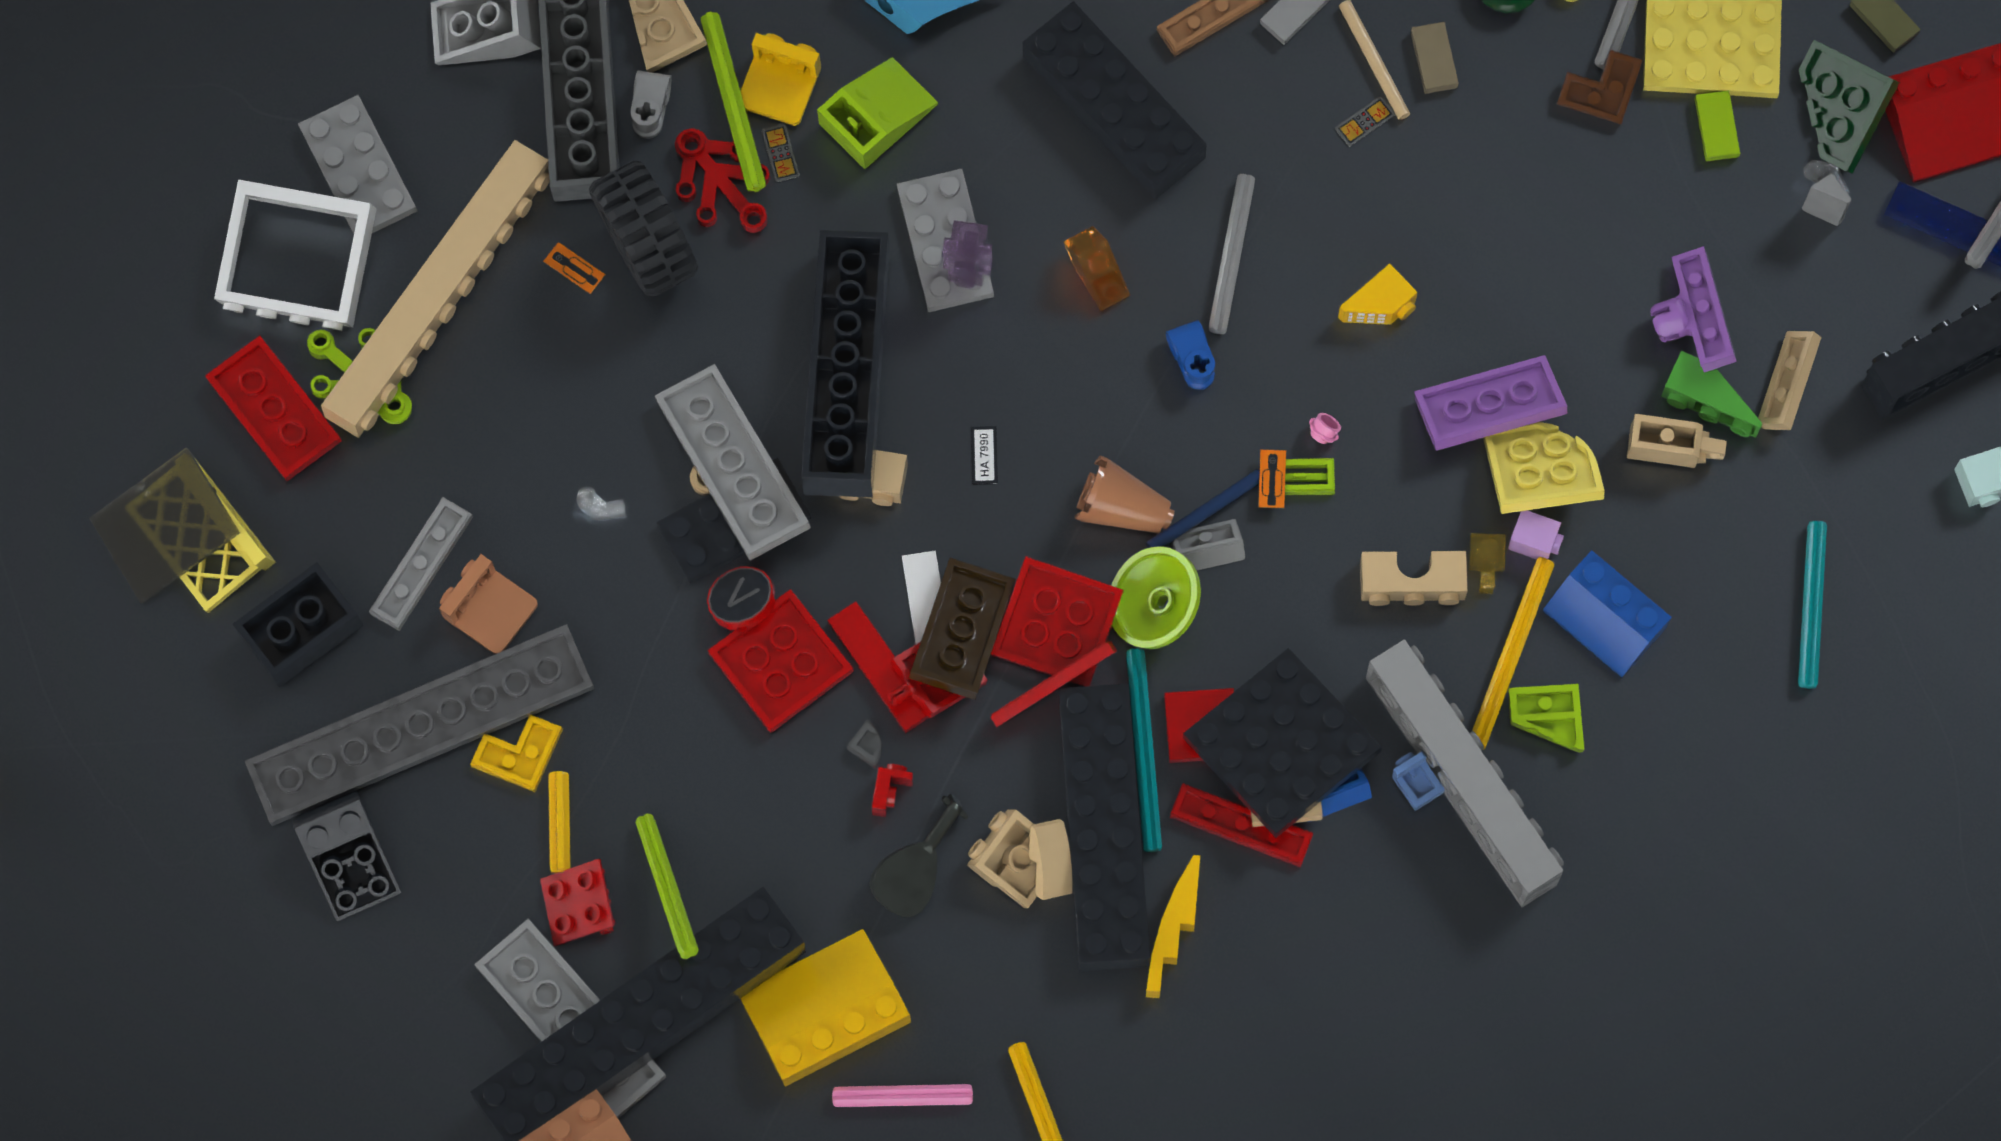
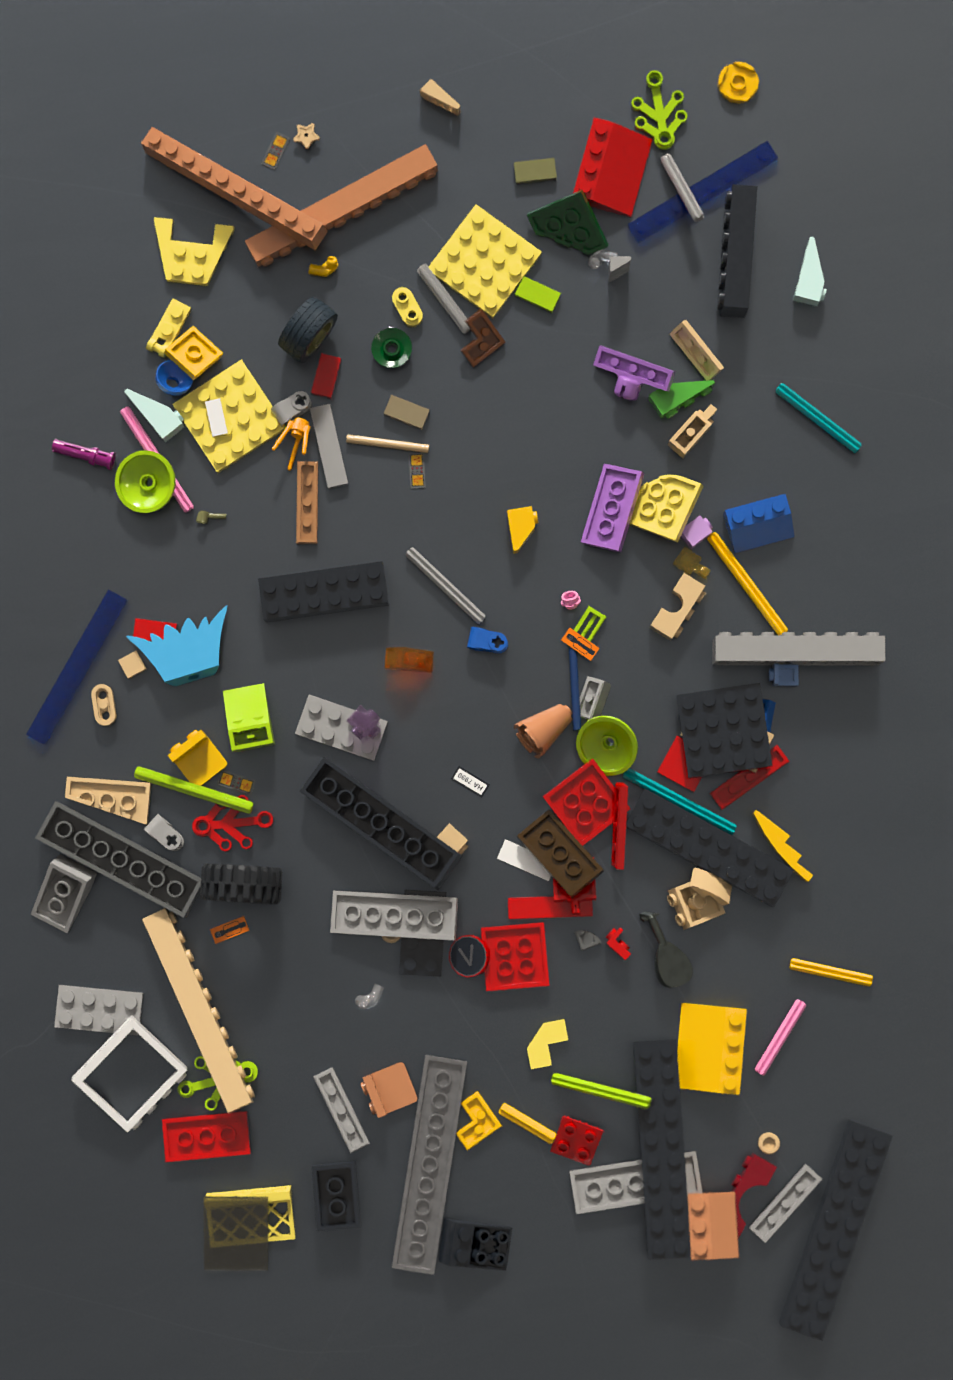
camera: 55 degrees left, 10 degrees up
(675, 772) = (538, 1048): none -> light yellow tile
(1549, 713) = (791, 586): lime wing -> none

